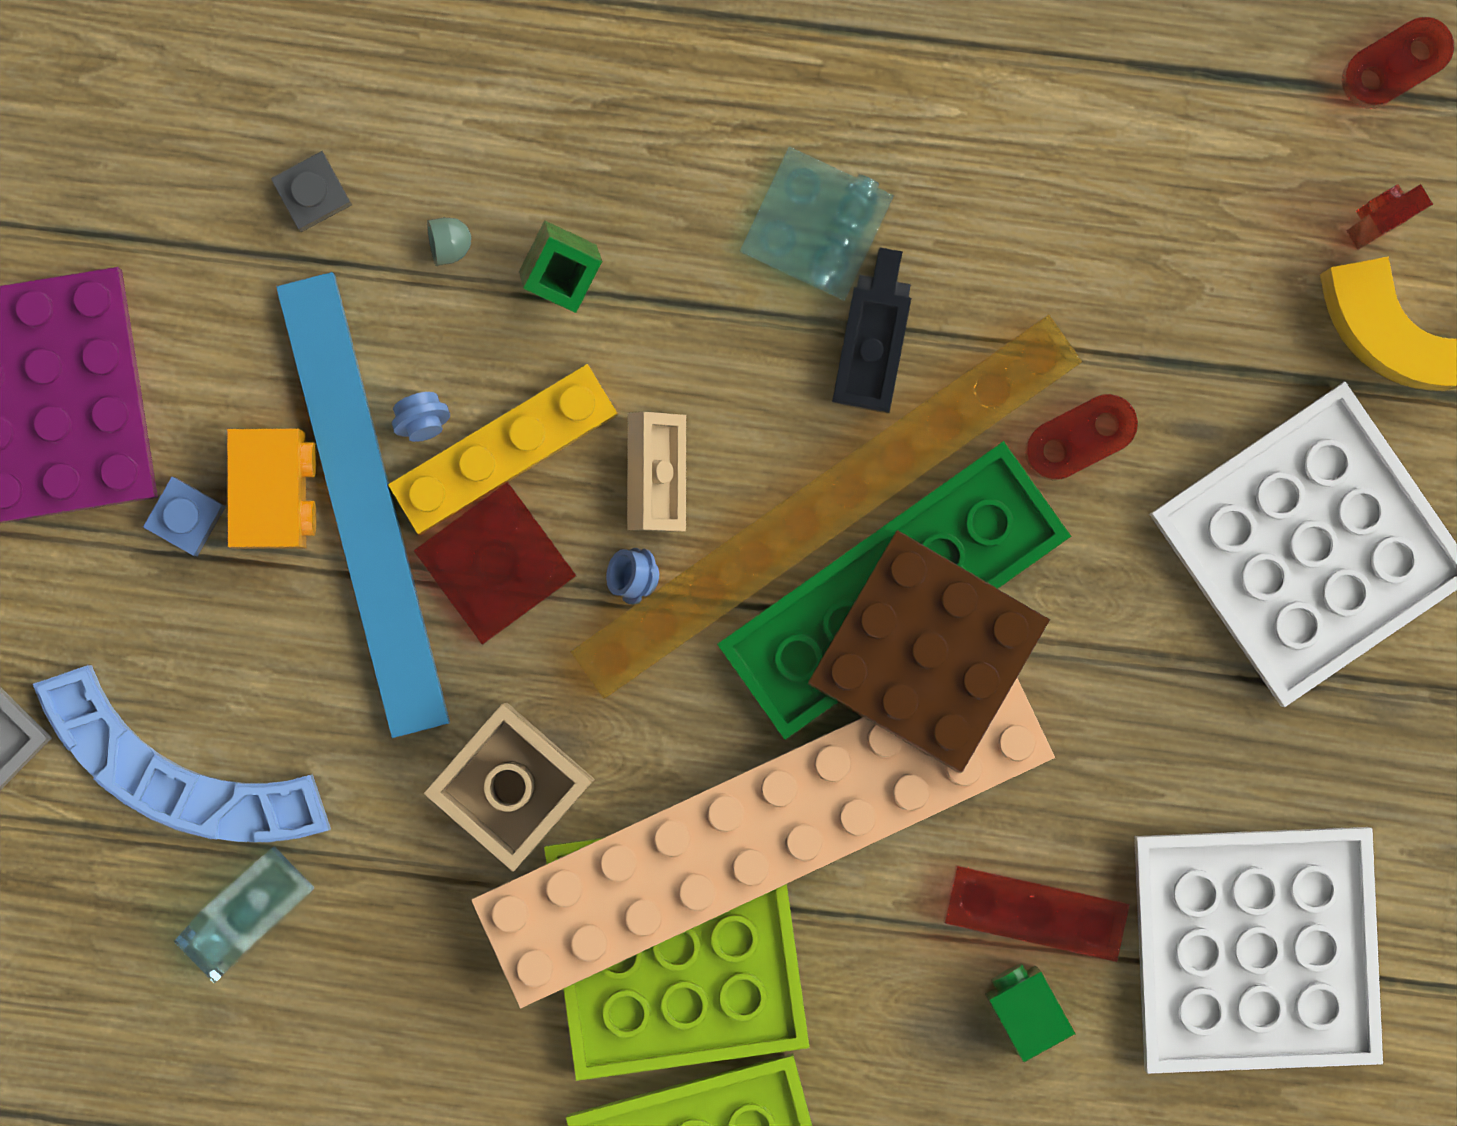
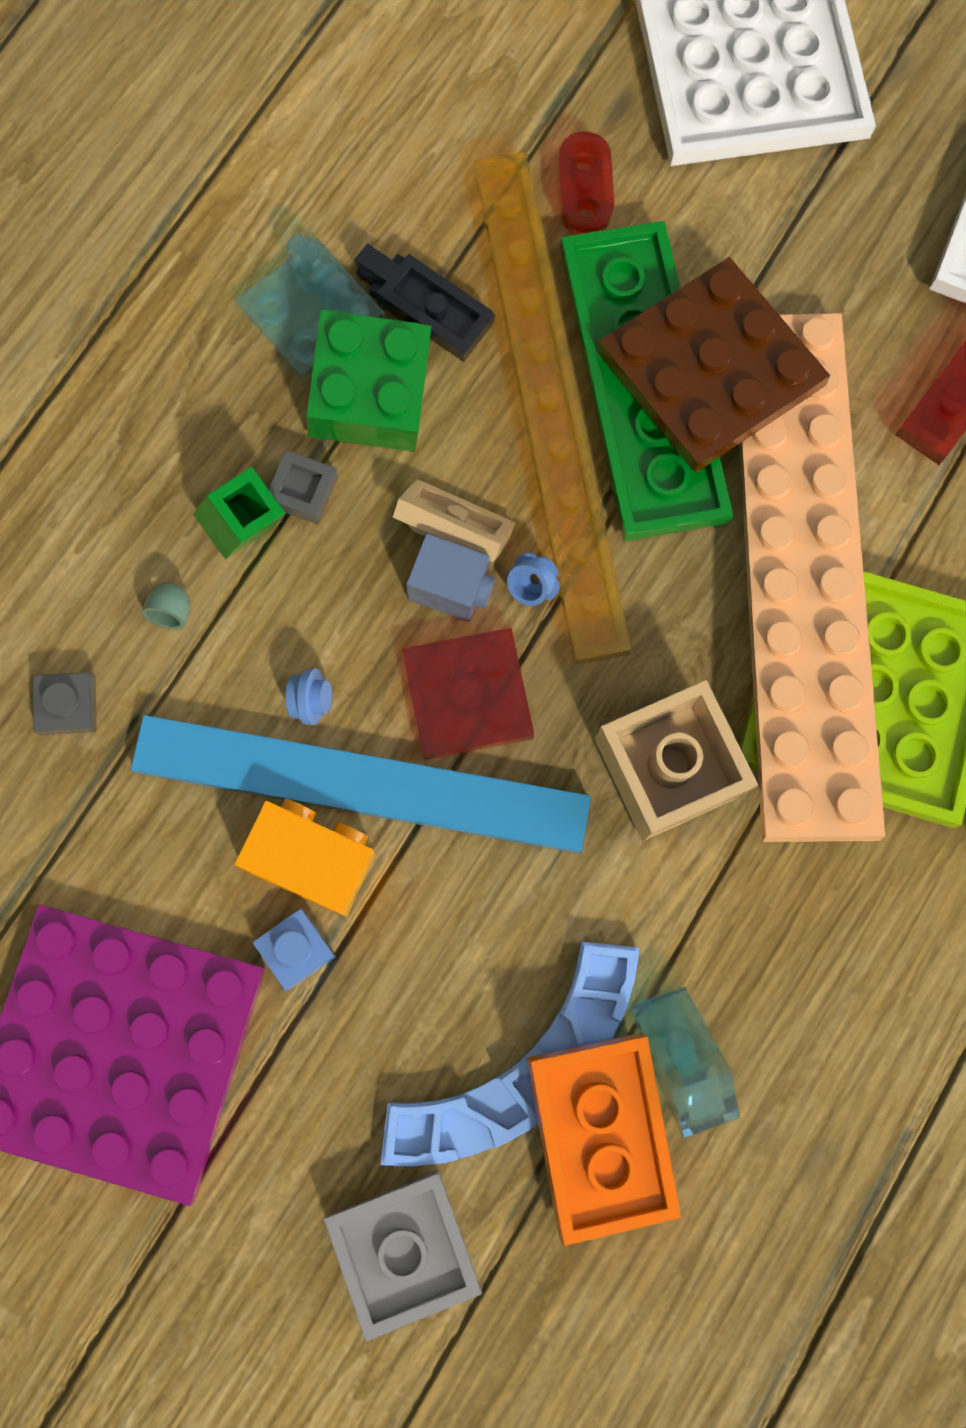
camera: 70 degrees left, 10 degrees down
(143, 869) = (603, 1138): none -> orange plate
(503, 449) = (372, 644): yellow plate -> none
(595, 496) = (450, 578): none -> sand blue brick
(622, 309) = (303, 486): none -> dark grey plate
(752, 324) = (368, 380): none -> green brick

